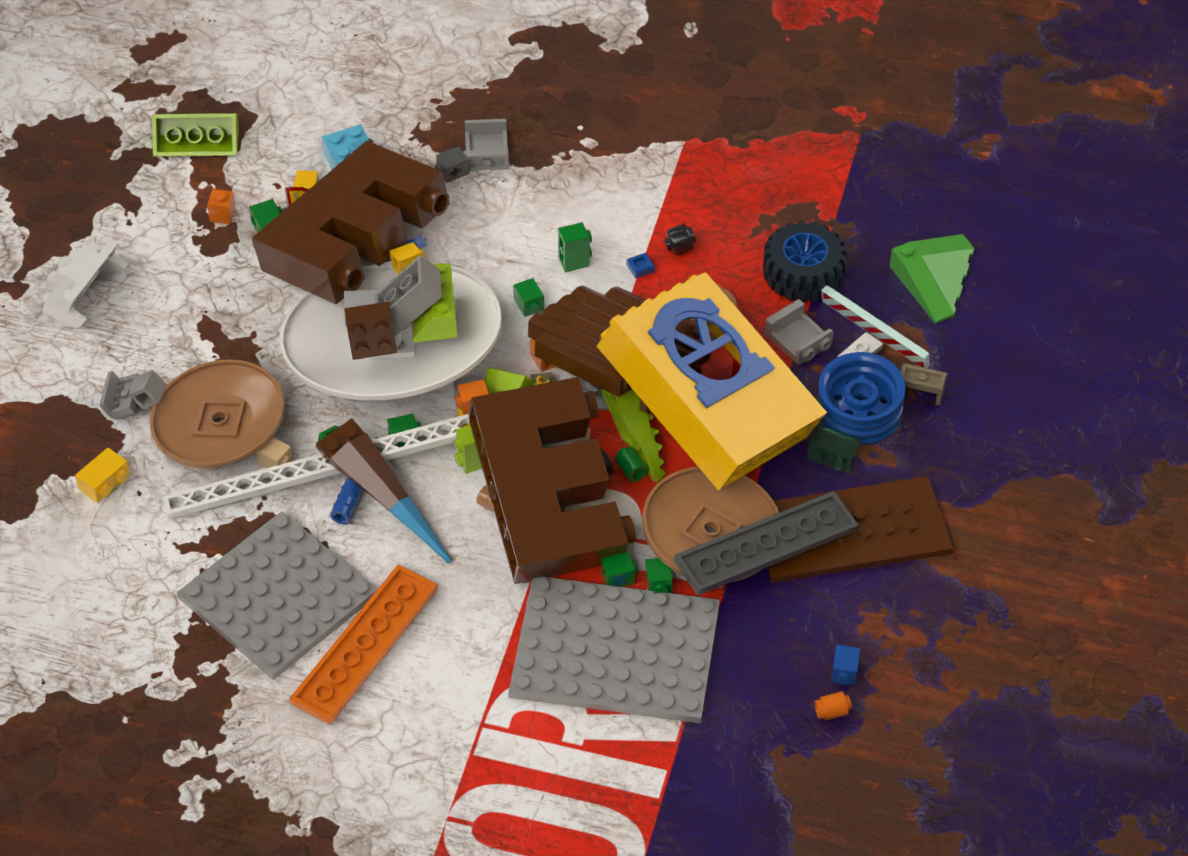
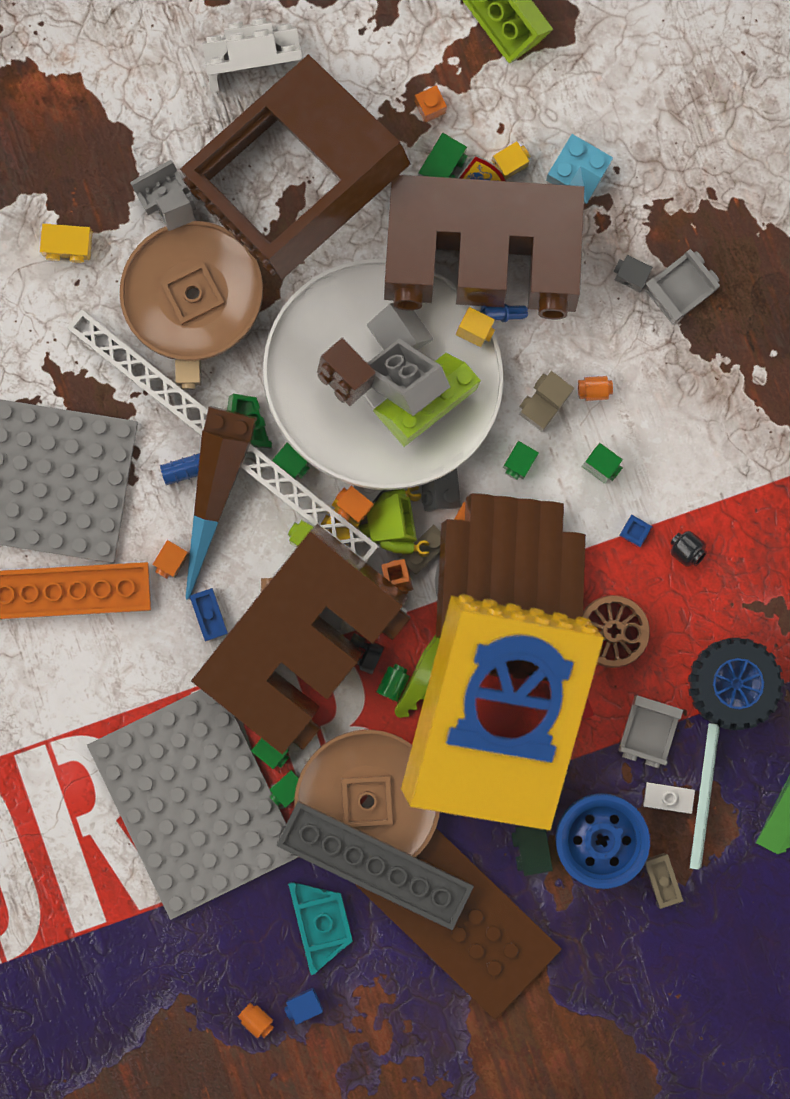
camera: 50 degrees right, 35 degrees up
(177, 256) = (334, 130): none -> reddish brown panel
(409, 548) = (170, 560): none -> orange brick
(475, 551) = (208, 614): none -> blue plate
(497, 254) = (547, 400): none -> dark tan brick
(506, 356) = (442, 493): none -> dark grey bracket
(514, 228) = (595, 388): none -> orange brick
(785, 617) = (321, 923): none -> teal wing

